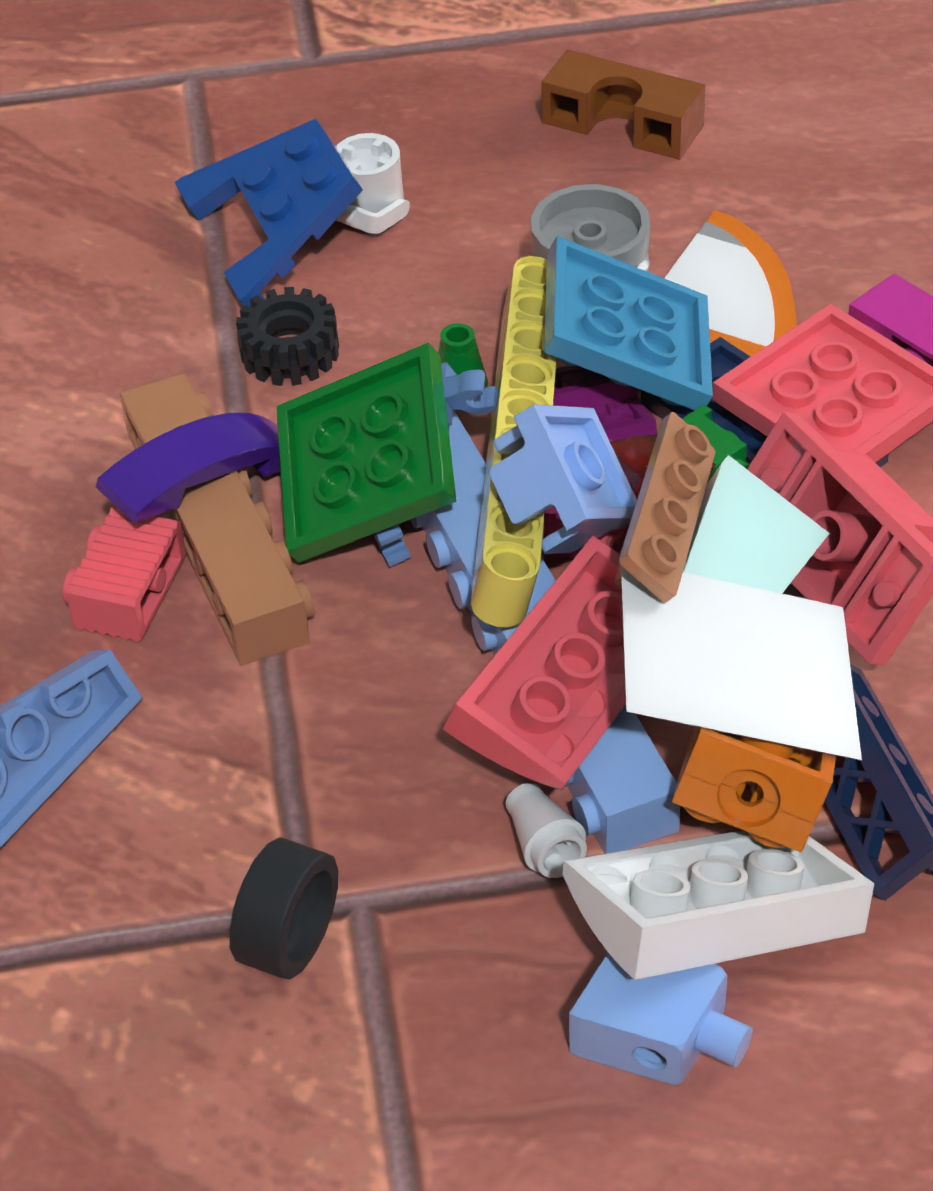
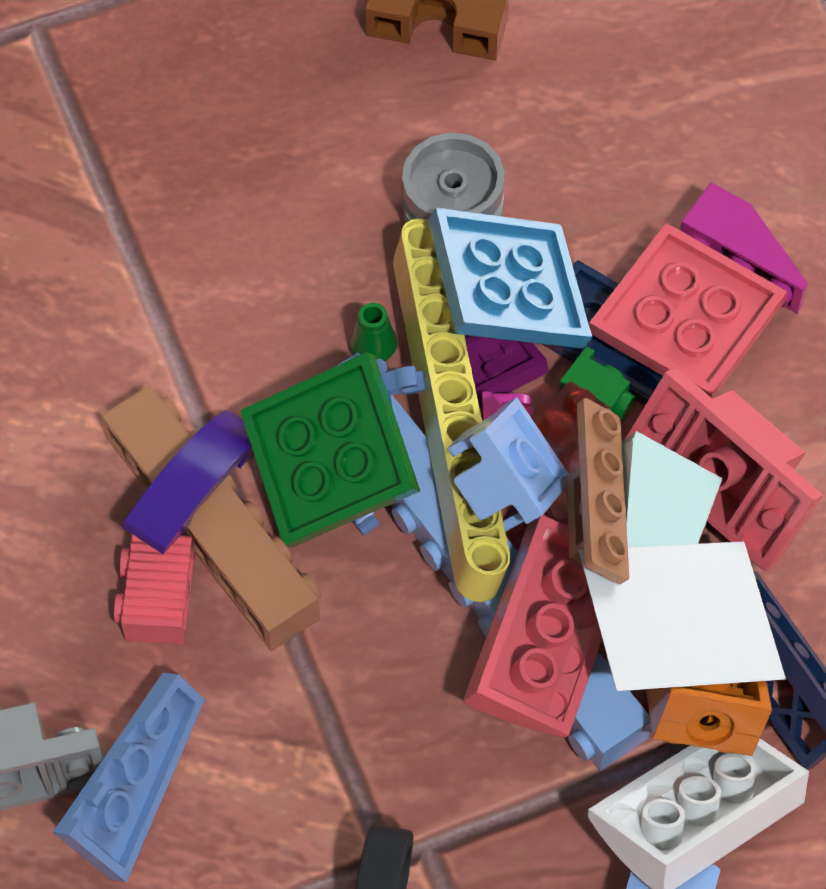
camera: 15 degrees left, 15 degrees up
(294, 189) = (180, 164): blue wing -> none
(294, 356) = (213, 296): black tyre -> none
(377, 167) = (237, 145): white piece -> none
(545, 830) = (554, 765): white cone -> none
(743, 281) = (574, 187): white sticker -> none

